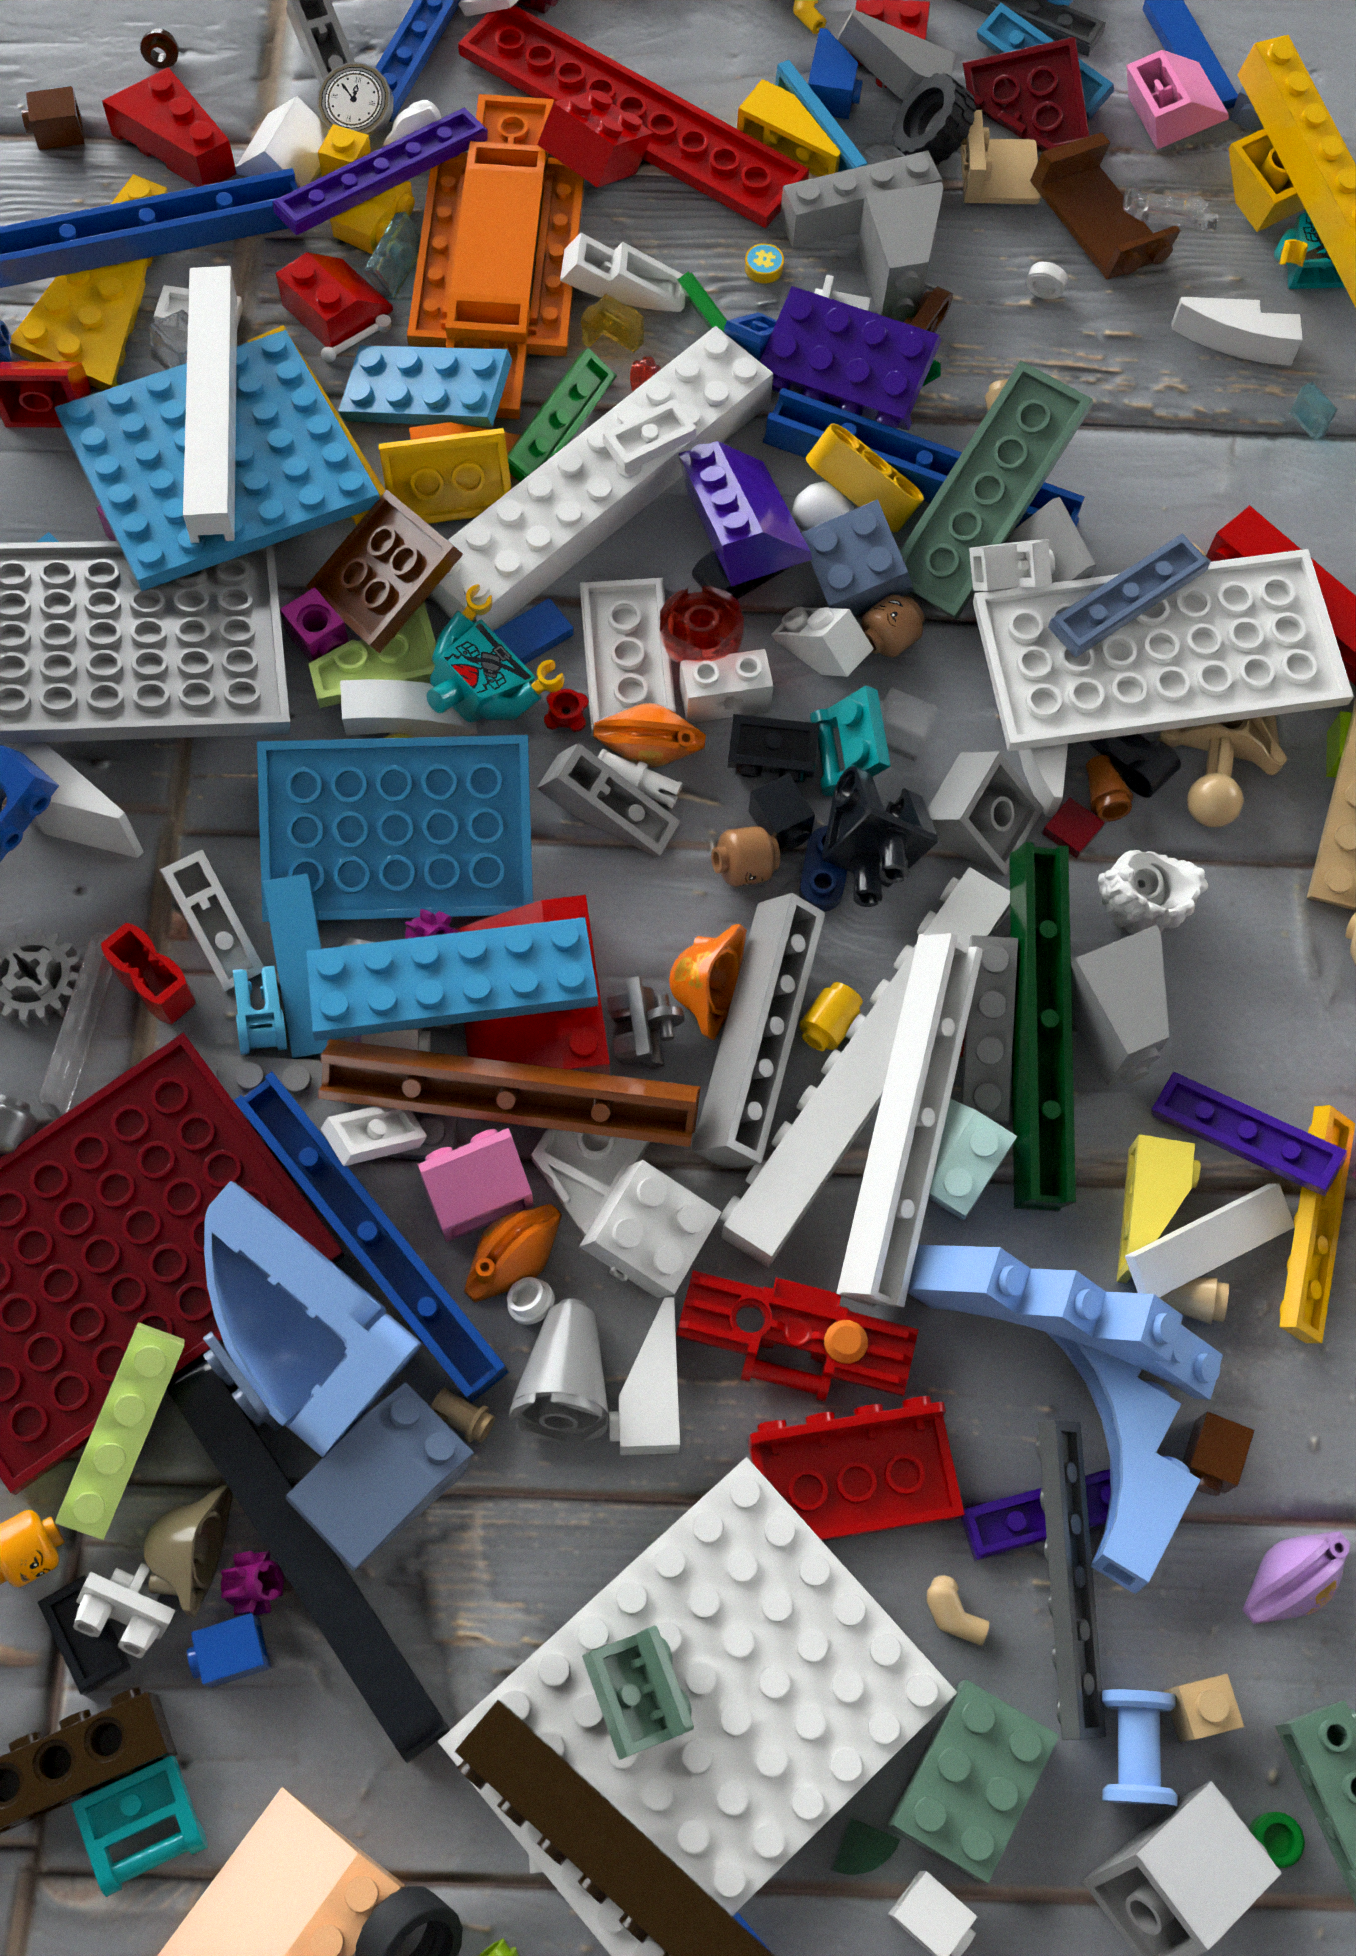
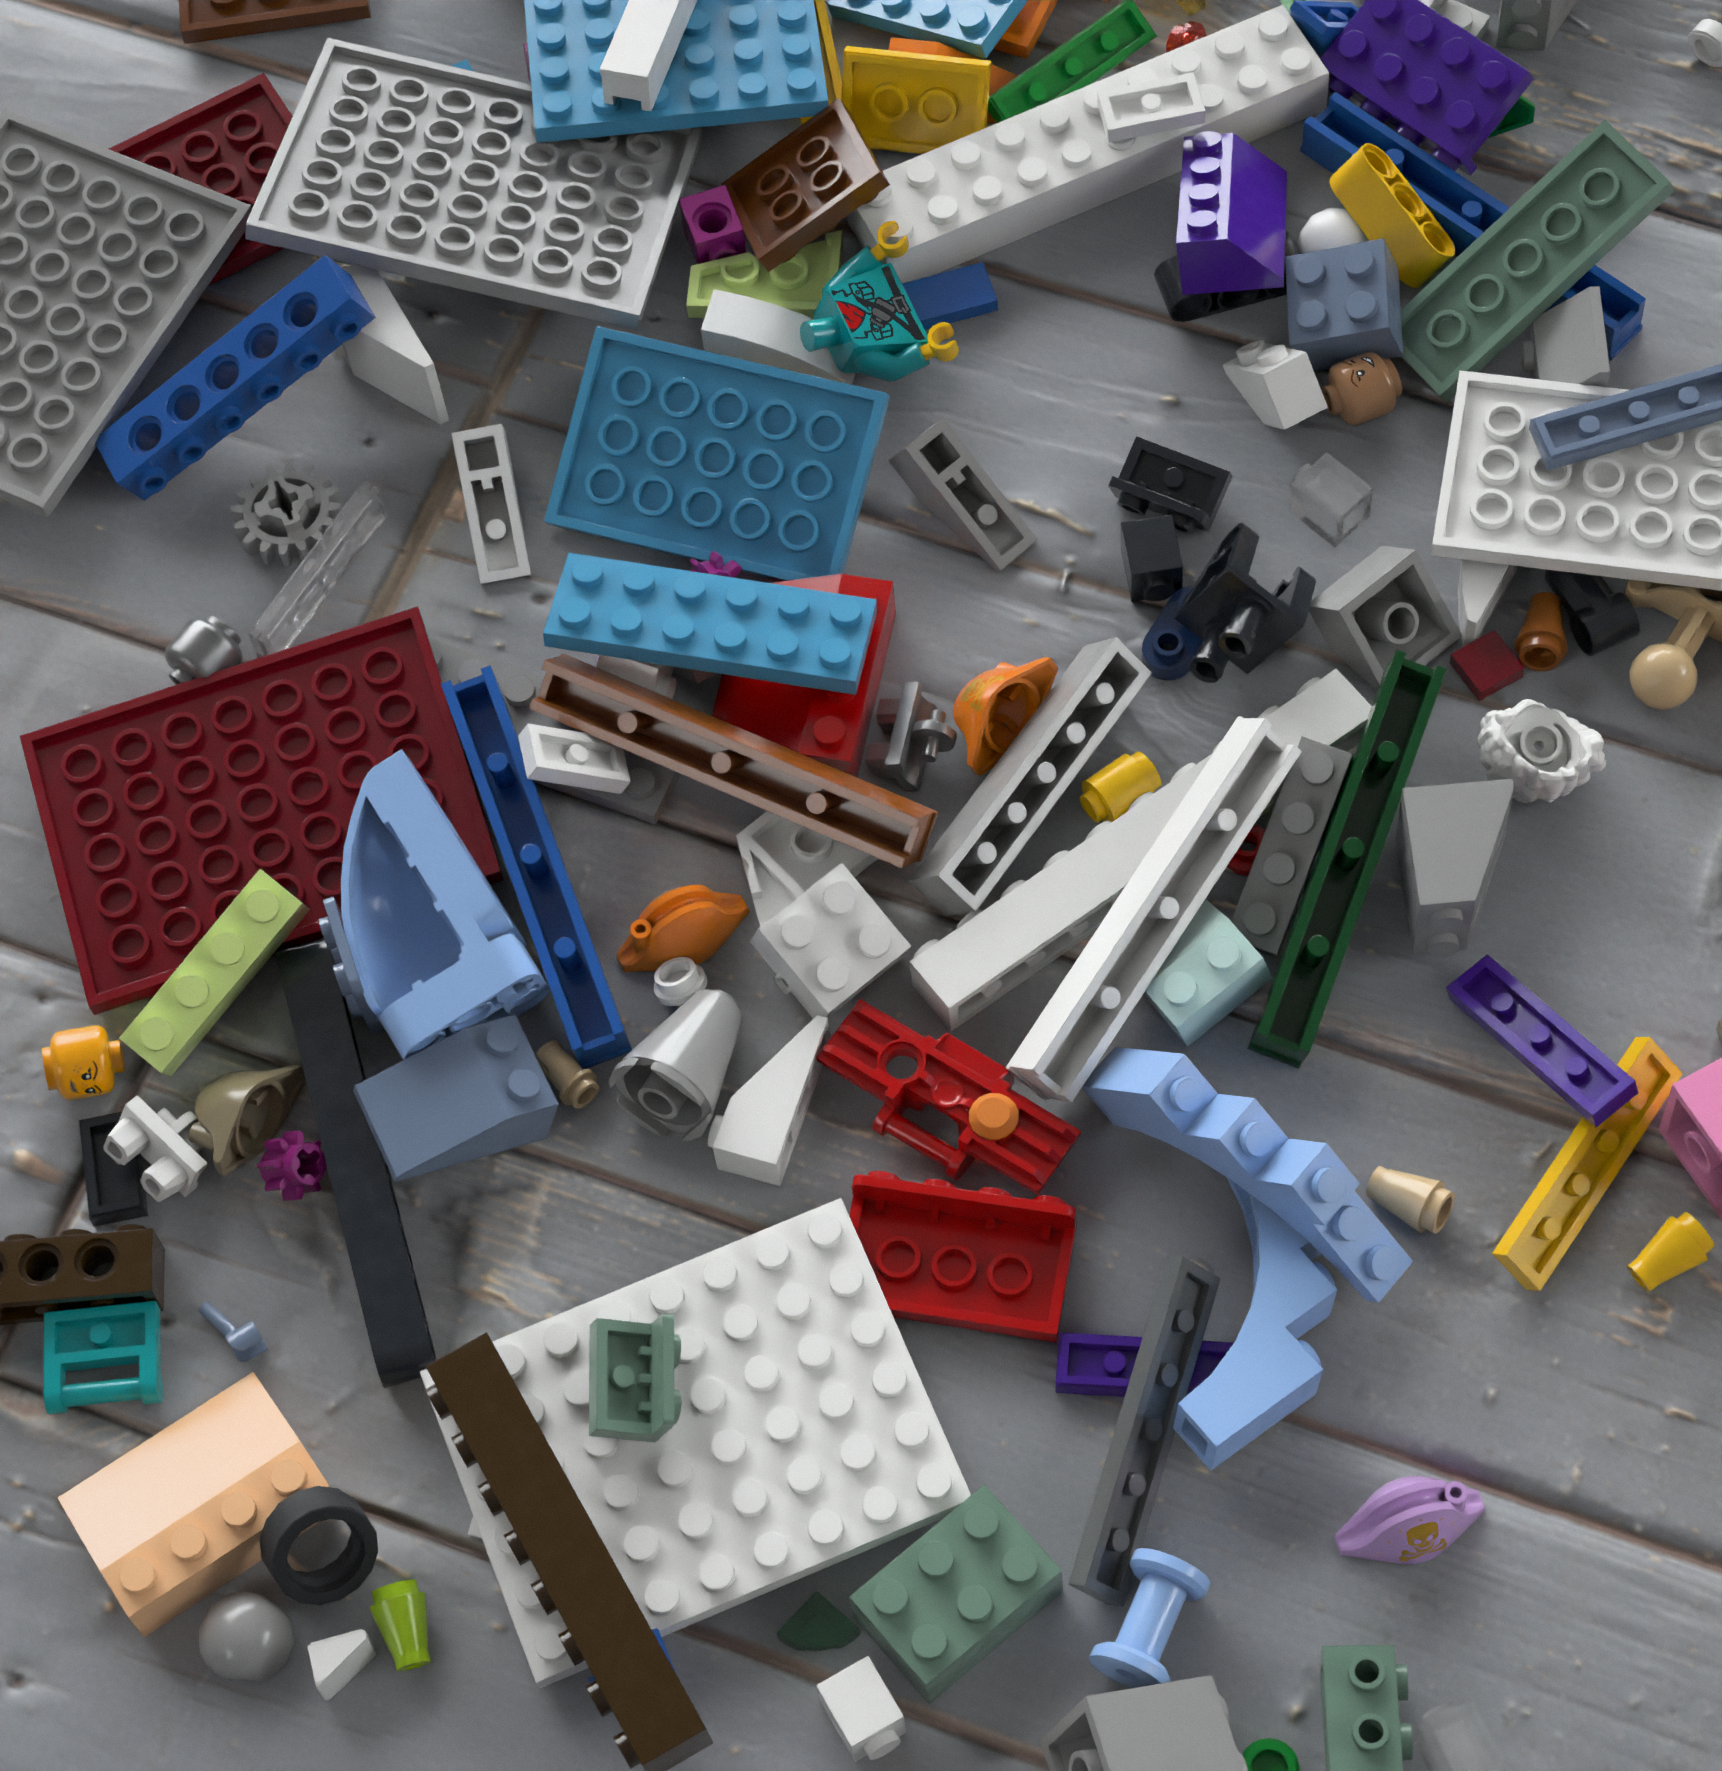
camera: 30 degrees right, 5 degrees down
(148, 973) = (405, 540): red brick -> none
(228, 1651) = (247, 1223): blue brick -> none
(259, 1027) = (505, 627): medium azure piece -> none
(264, 1762) = (244, 1341): none -> sand blue hand
(293, 933) = (571, 528): dark azure tile -> none
(475, 1183) = (662, 842): bright pink slope -> none
(563, 700) = (956, 376): red plate -> none
(624, 646) = (1048, 348): white tile -> none
(644, 779) = (1012, 482): white pin -> none
(649, 735) = (1038, 438): orange hat -> none
(701, 625) = (1135, 335): clear red cylinder -> none
(726, 686) = (1141, 404): white brick -> none
(746, 856) = (1092, 593): medium nougat head -> none
(860, 736) = (1272, 494): teal plate -> none
(932, 309) = (1552, 52): reddish brown plate -> none
(949, 1612) = (1002, 1431): tan arm -> none
(1012, 565) = (1516, 350): white brick -> none
(1156, 1184) = (1409, 1080): light yellow slope -> none
(1205, 1708) = (1238, 1607): tan brick -> none
(1210, 1241) = (1449, 1140): white tile -> none
(1217, 1453) = (1364, 1362): reddish brown brick -> none

